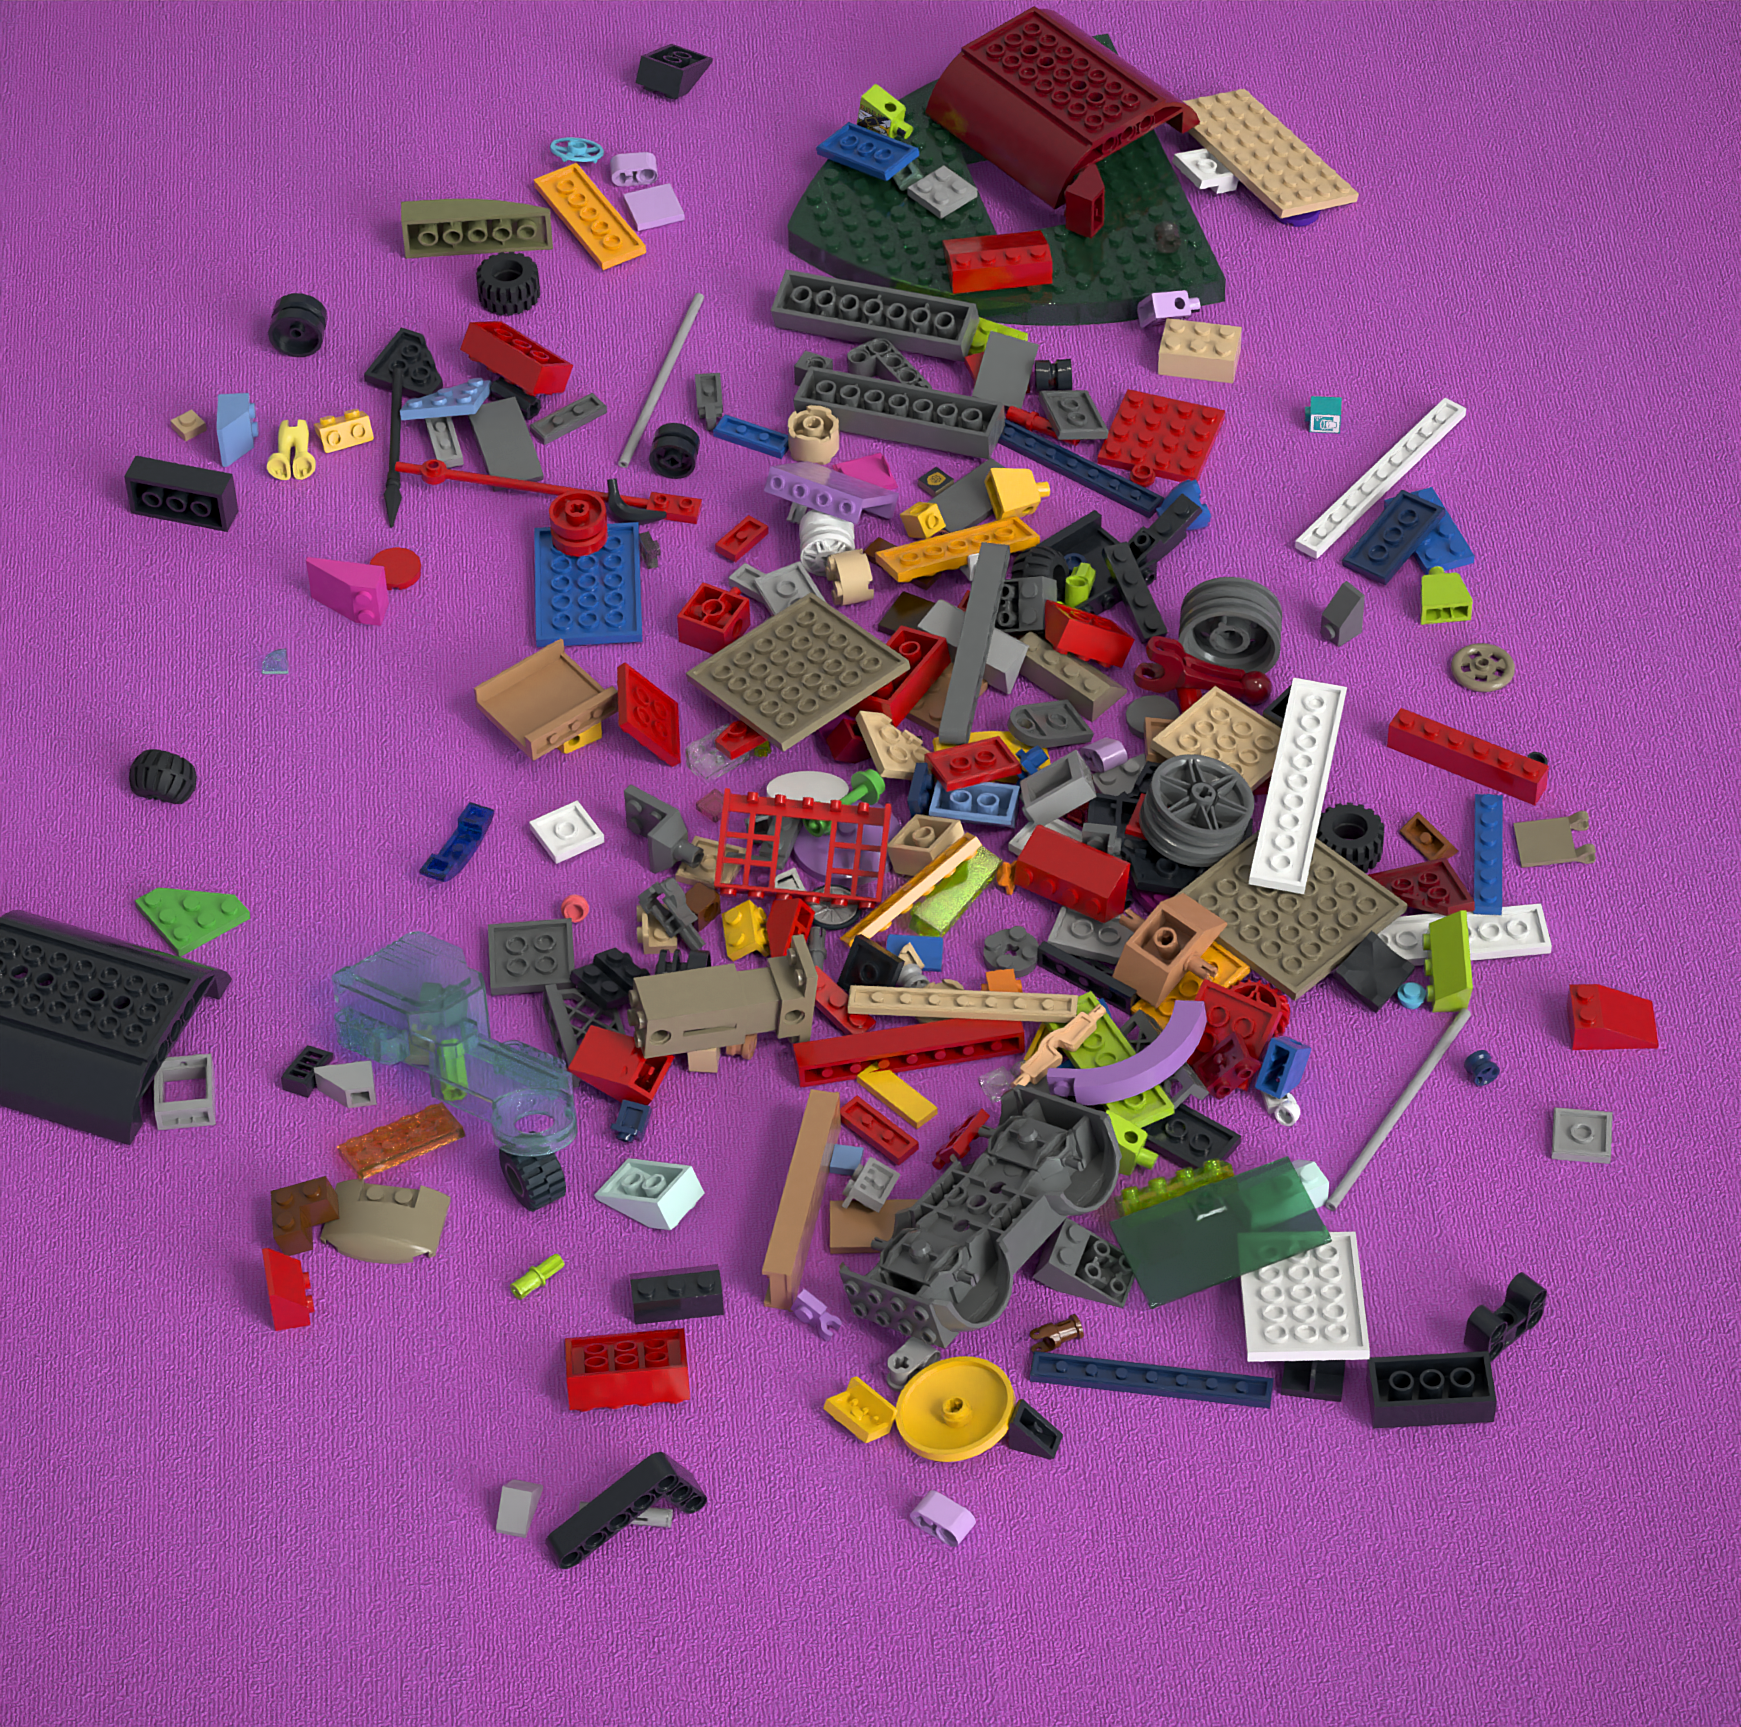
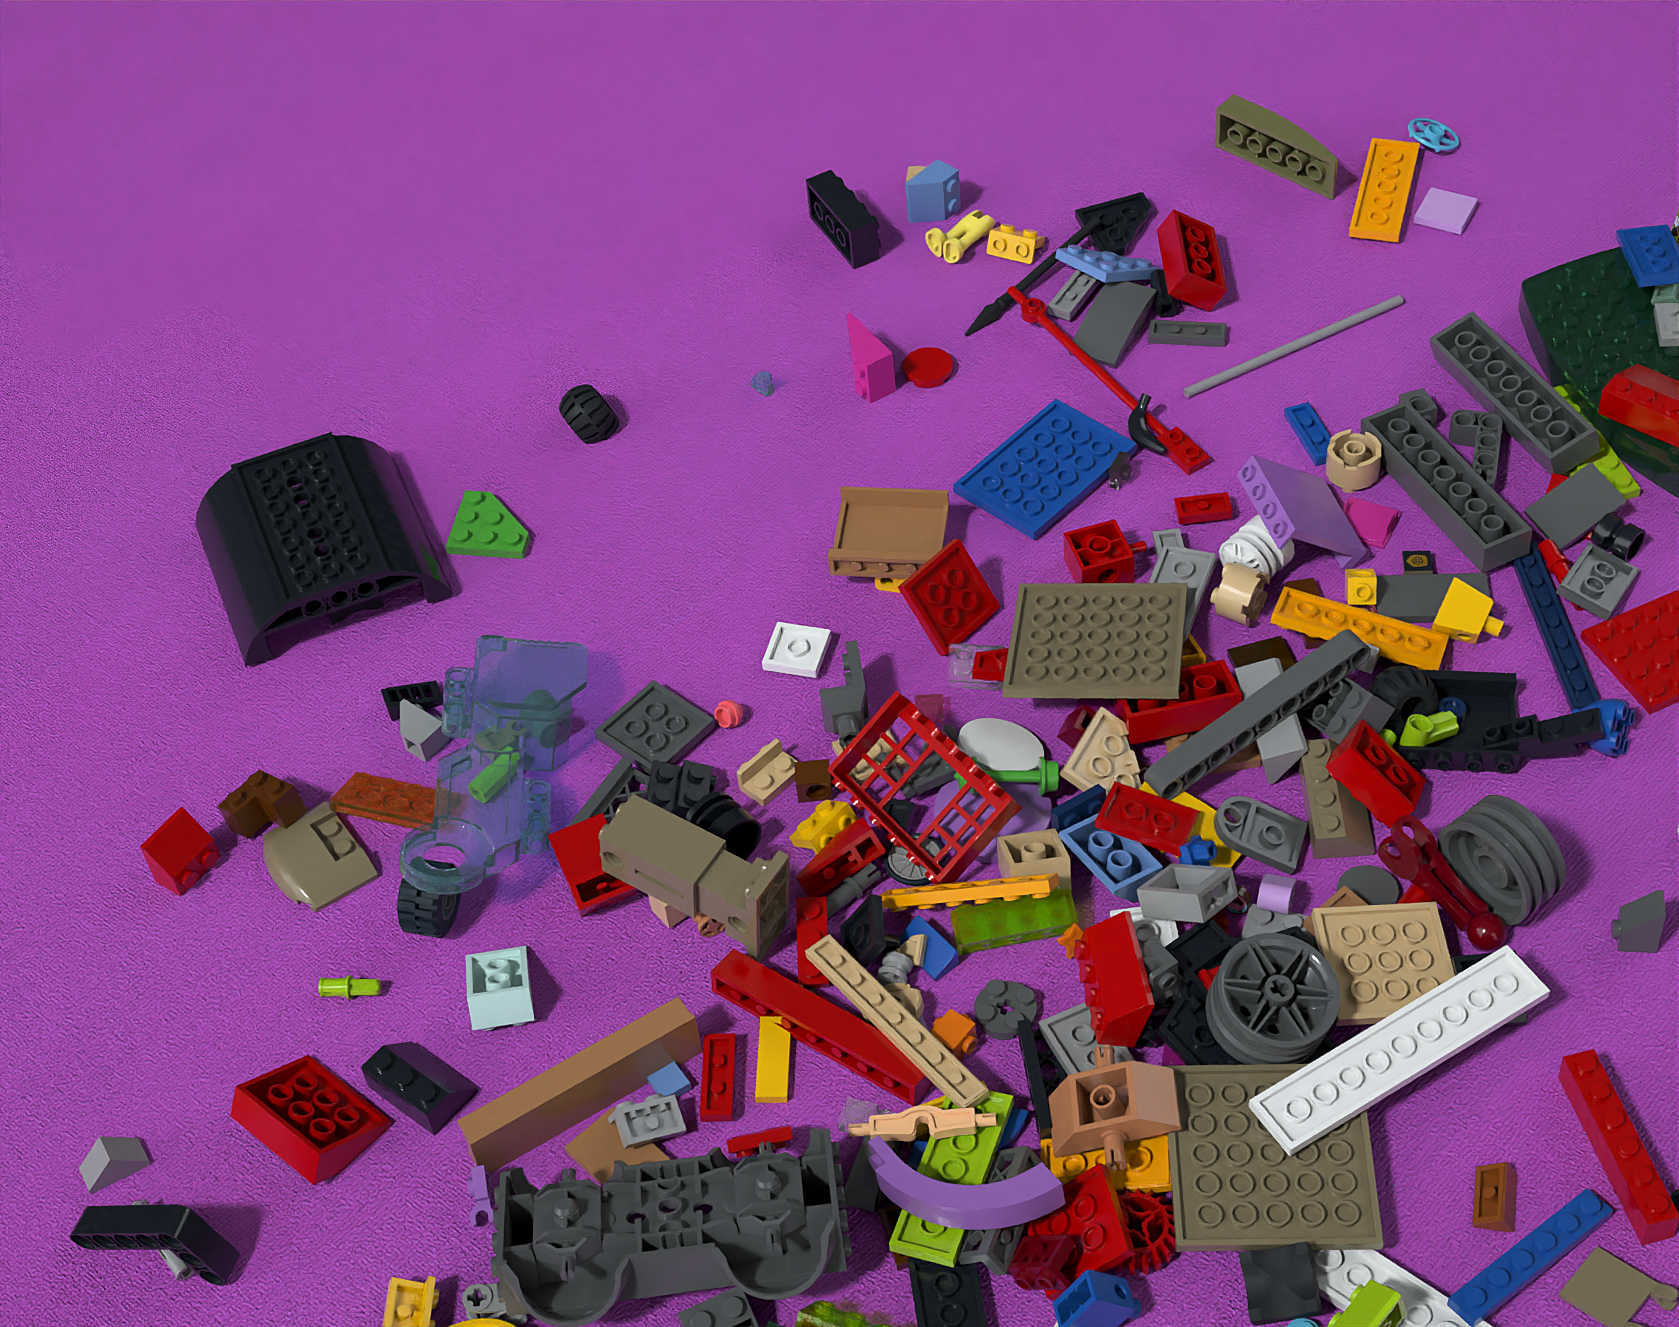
camera: 50 degrees right, 0 degrees up
(188, 1112) = (306, 638): light grey window -> none
(297, 325) = (1065, 146): black wheel -> none
(461, 845) = (712, 608): clear blue slope -> none
(508, 283) = (1257, 203): black tyre -> none
(578, 523) = (1080, 412): red wheel -> none
(631, 1121) = (556, 918): dark blue bracket -> none
(633, 169) = (1461, 172): lavender beam -> none
(671, 70) = (1581, 113): black slope -> none
(674, 450) = (1226, 404): black wheel -> none
(678, 917) = (778, 768): dark grey piece -> none
(709, 398) = (1310, 381): dark grey hinge -> none
(1131, 1144) = (875, 1258): lime torso -> none
(1134, 591) = (1468, 765): black plate -> none
(1142, 475) = (1604, 673): red plate -> none
(1357, 824) = (1412, 1115): black tyre -> none
(1428, 887) = (1428, 1241): dark red plate -> none

